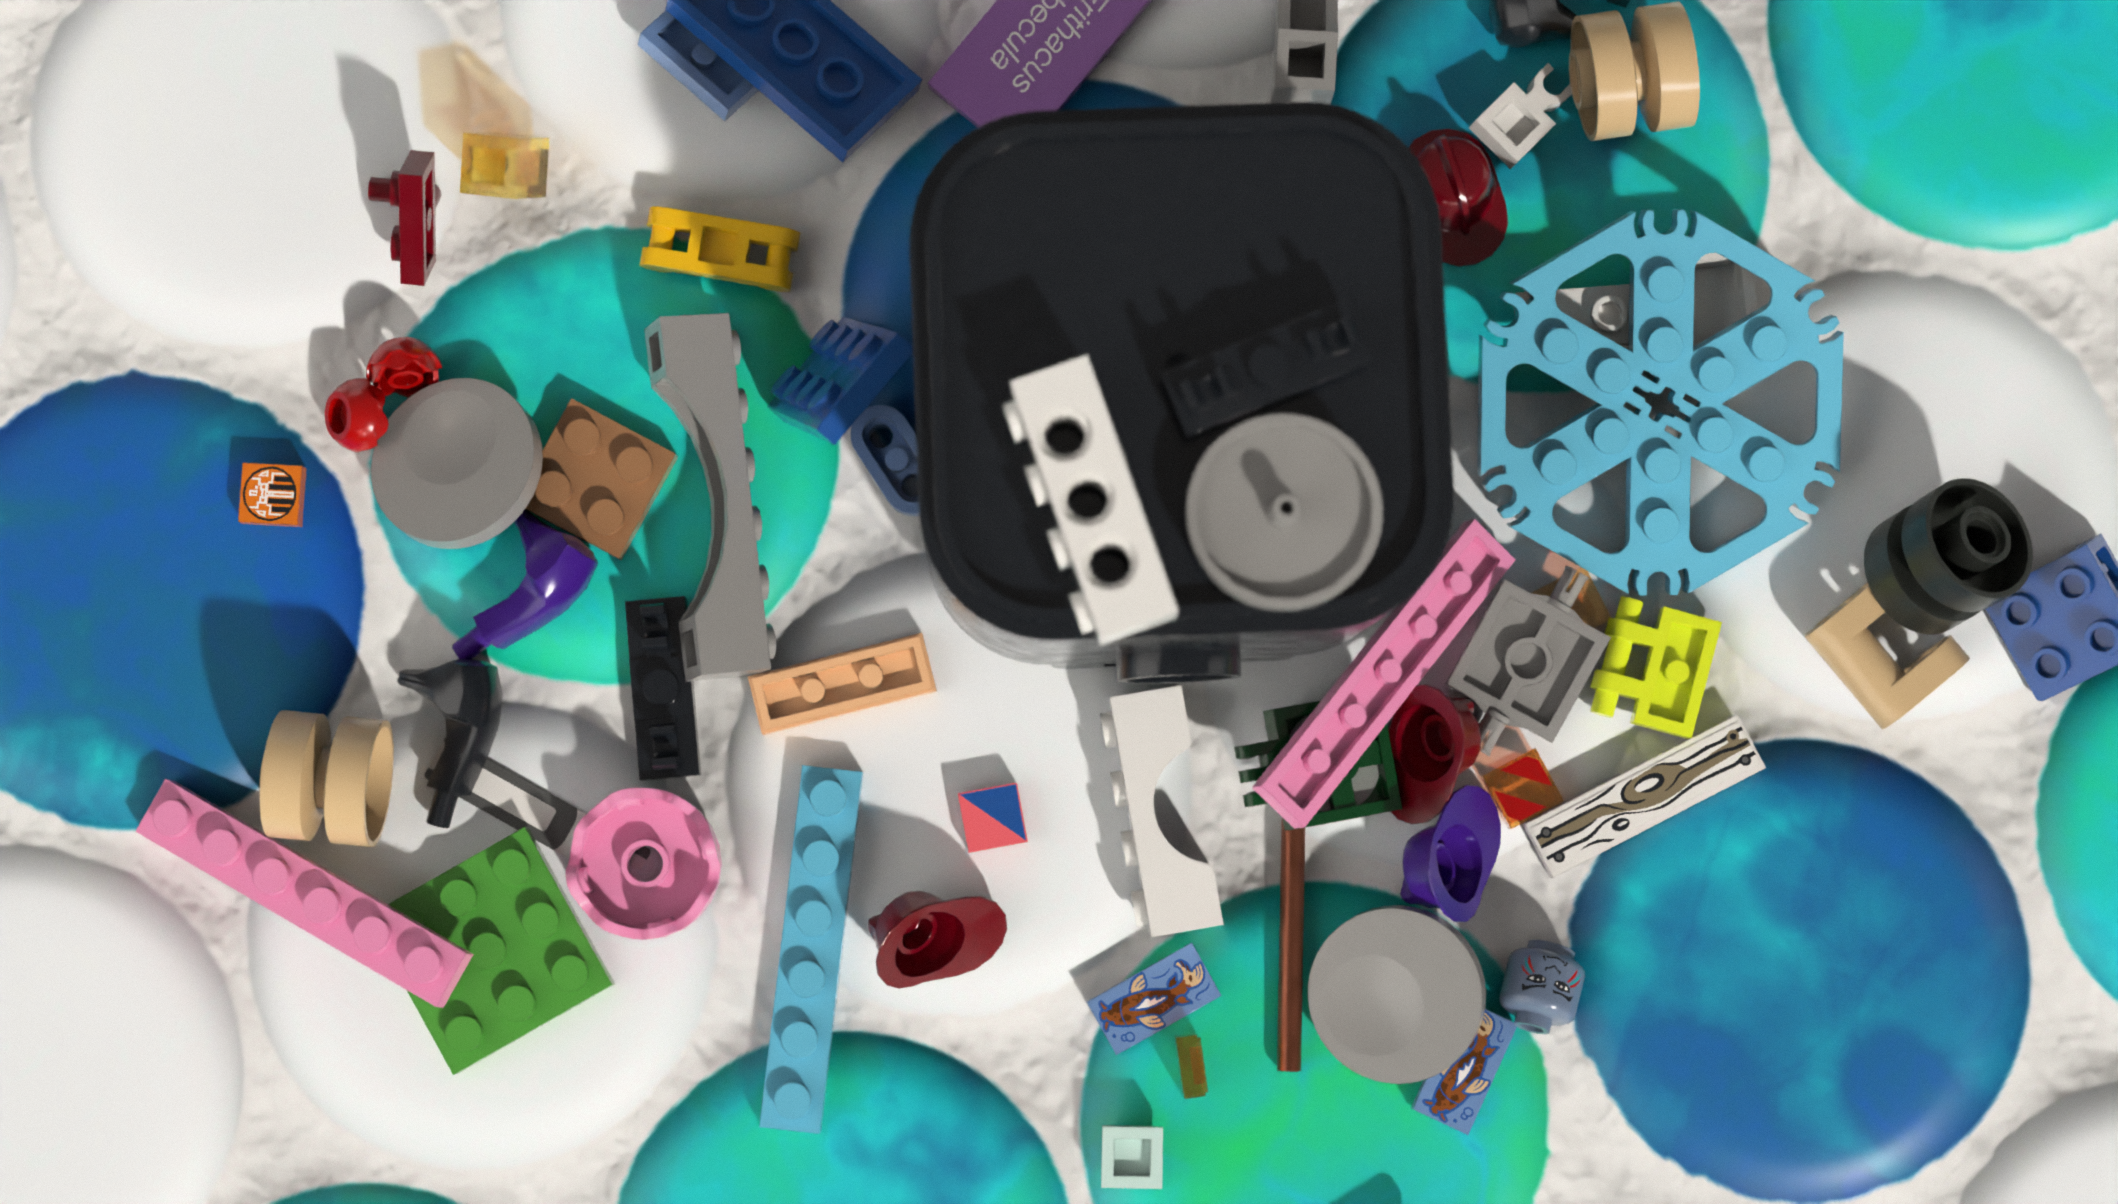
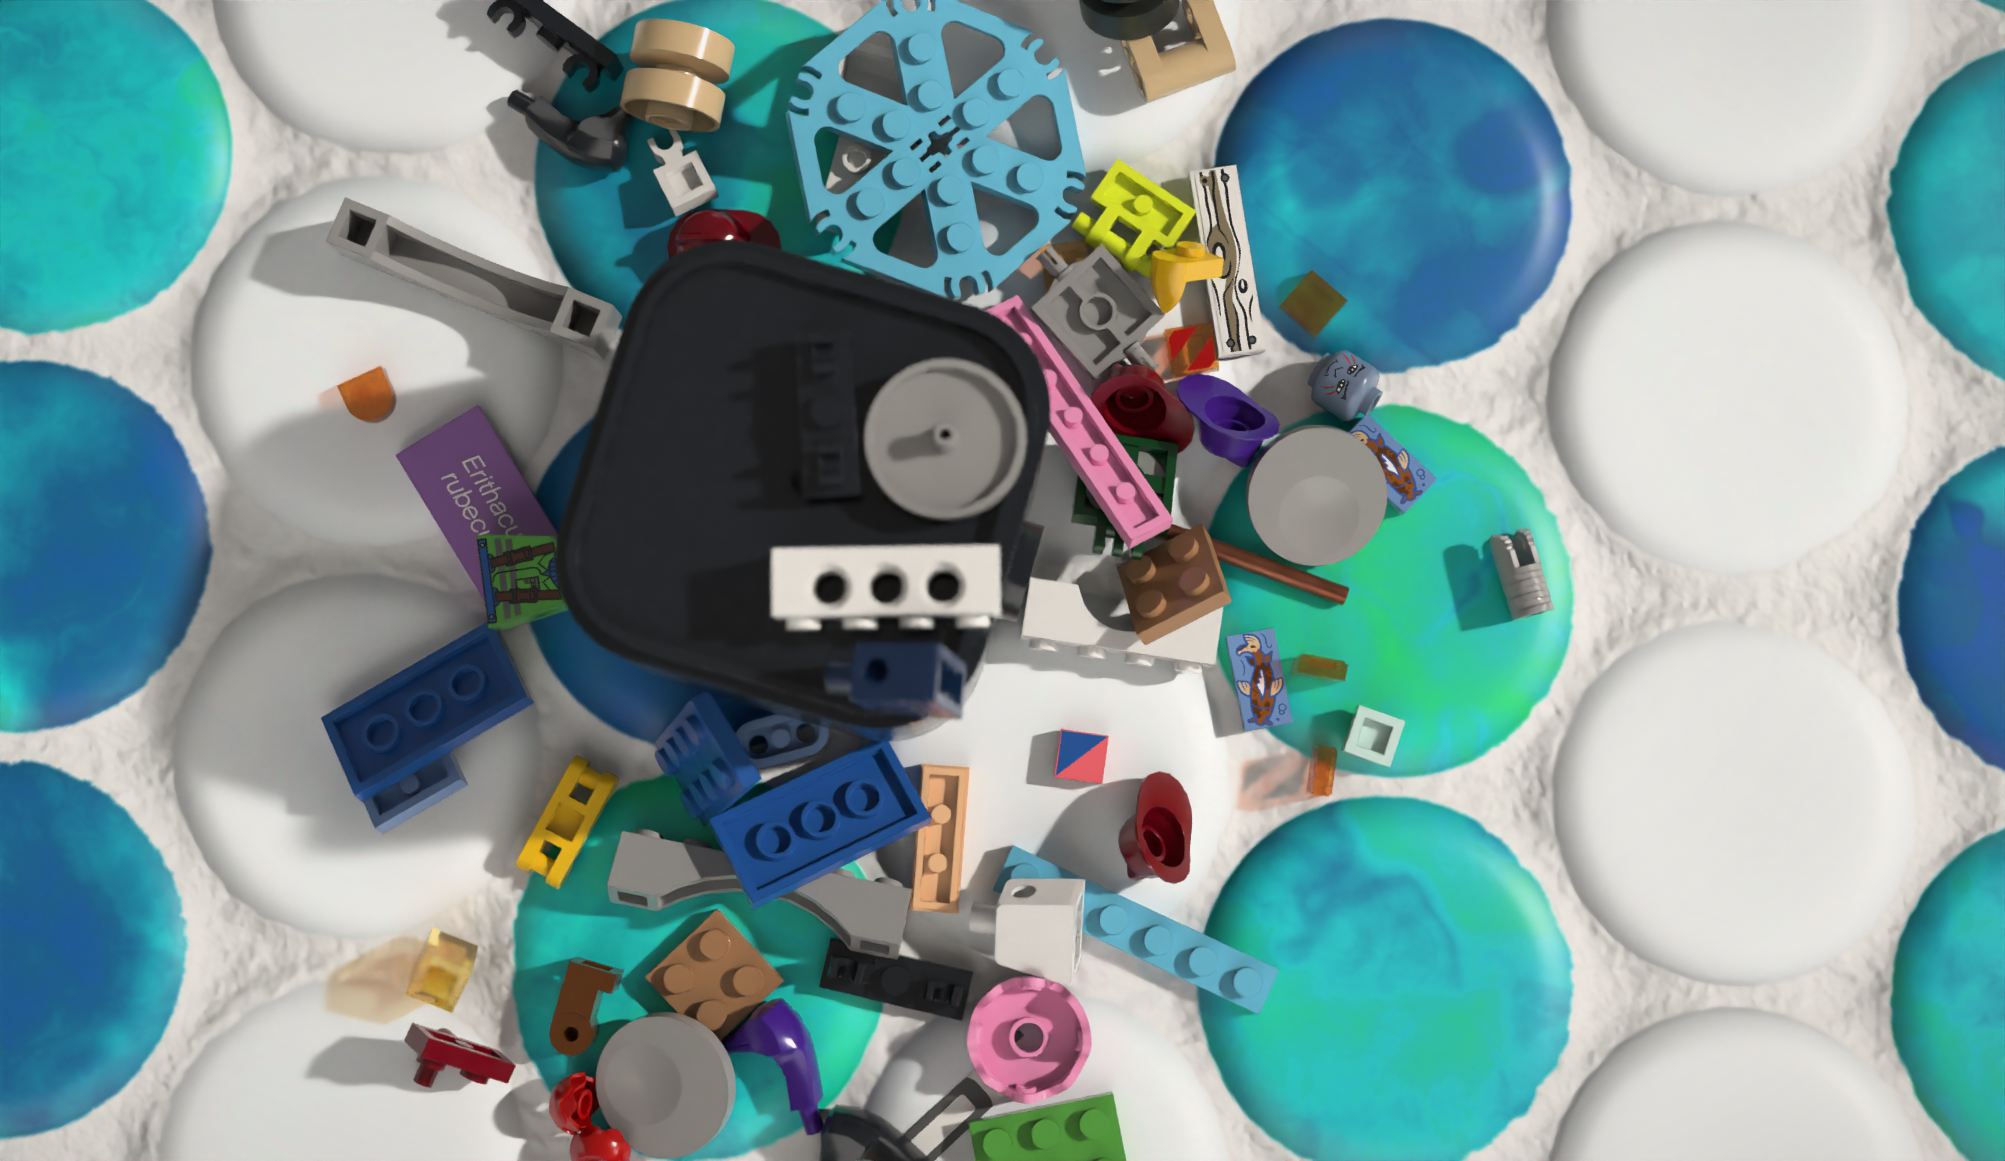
camera: 75 degrees left, 0 degrees up
(504, 334) = (575, 1015): none -> reddish brown leg
(775, 828) = (1036, 926): none -> white torso
(813, 536) = (819, 822): none -> blue plate
(976, 87) = (518, 579): none -> torso
(987, 553) = (901, 679): none -> dark blue torso
(1069, 1108) = (1321, 771): none -> clear orange tile
(1230, 857) = (1173, 584): none -> medium nougat plate
(1616, 738) = (1180, 265): none -> yellow plate
(1629, 917) = (1313, 304): none -> clear orange tile

